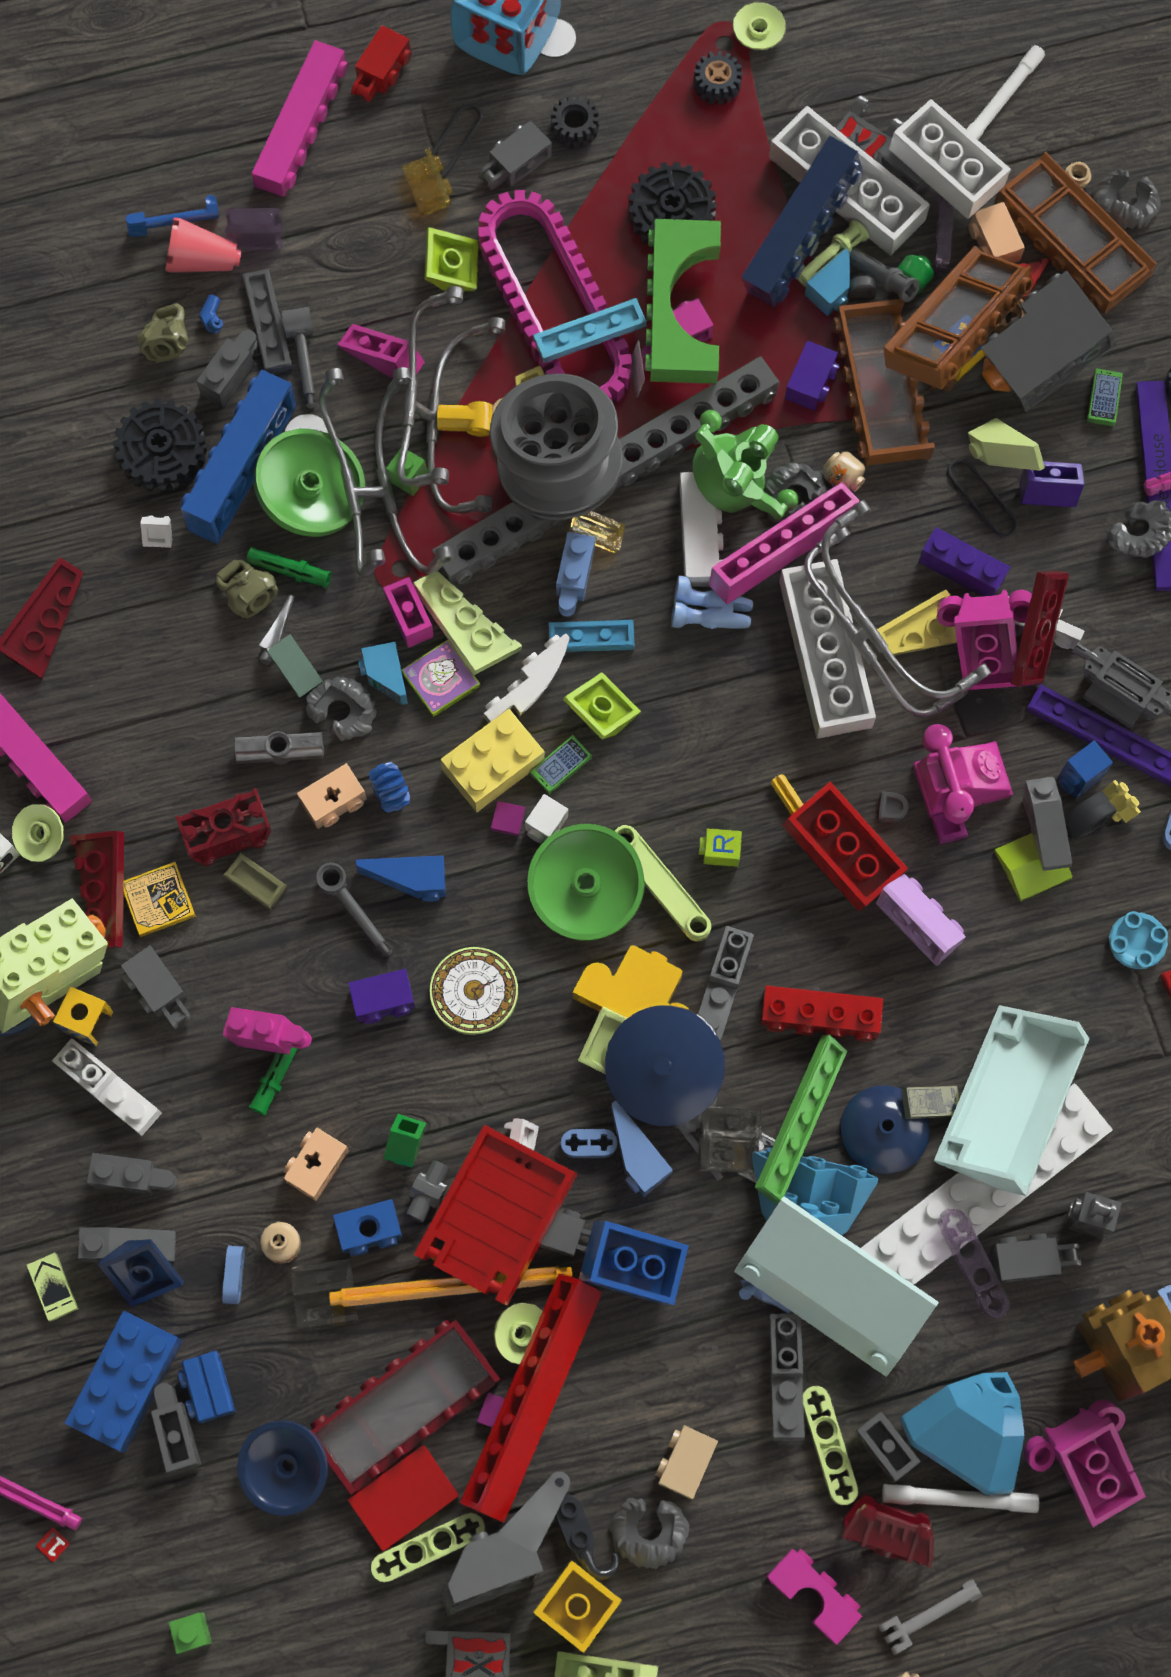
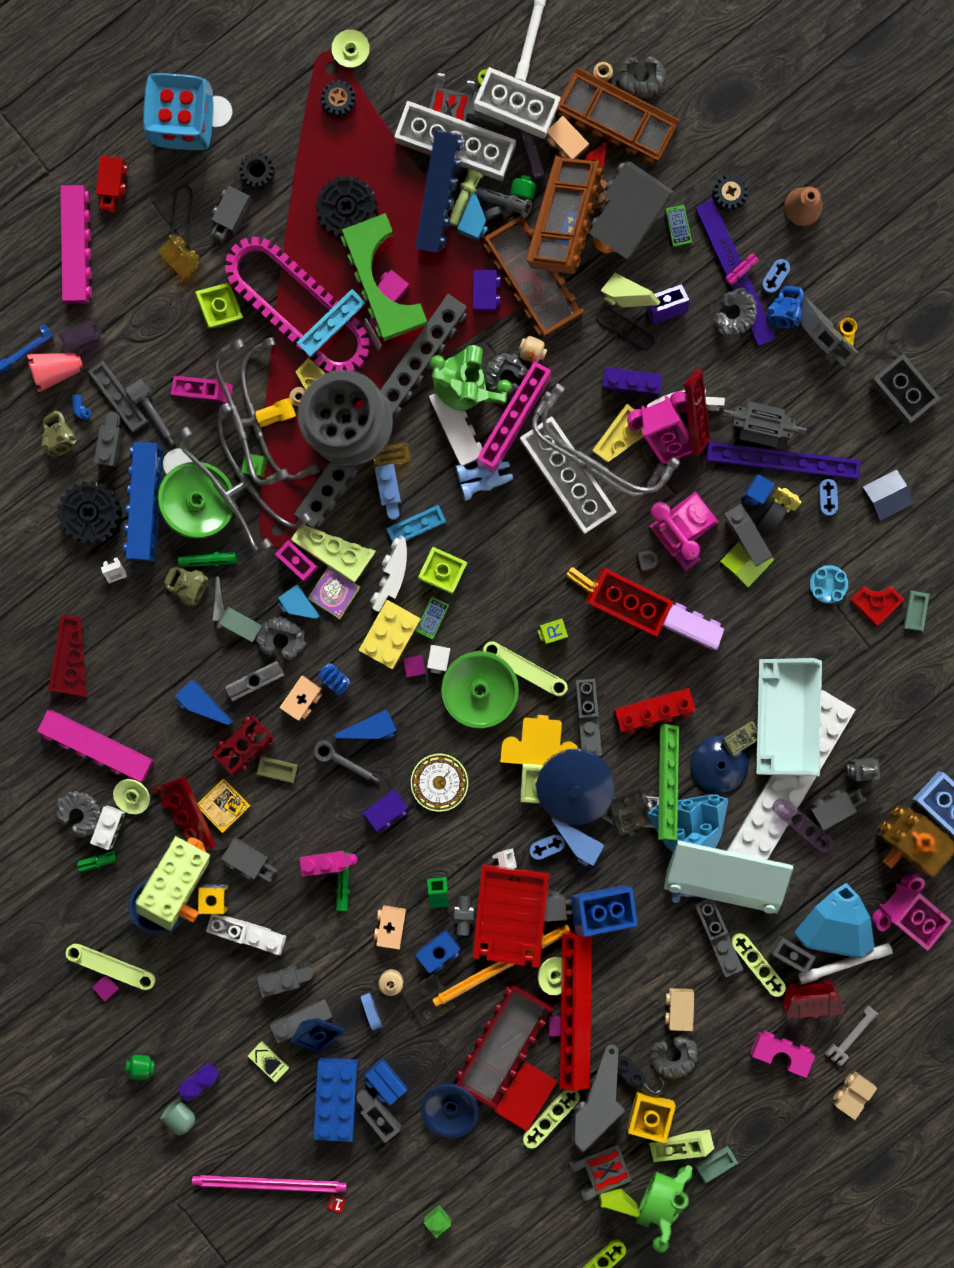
camera: 15 degrees left, 15 degrees up
(190, 746) = (198, 701): none -> blue slope

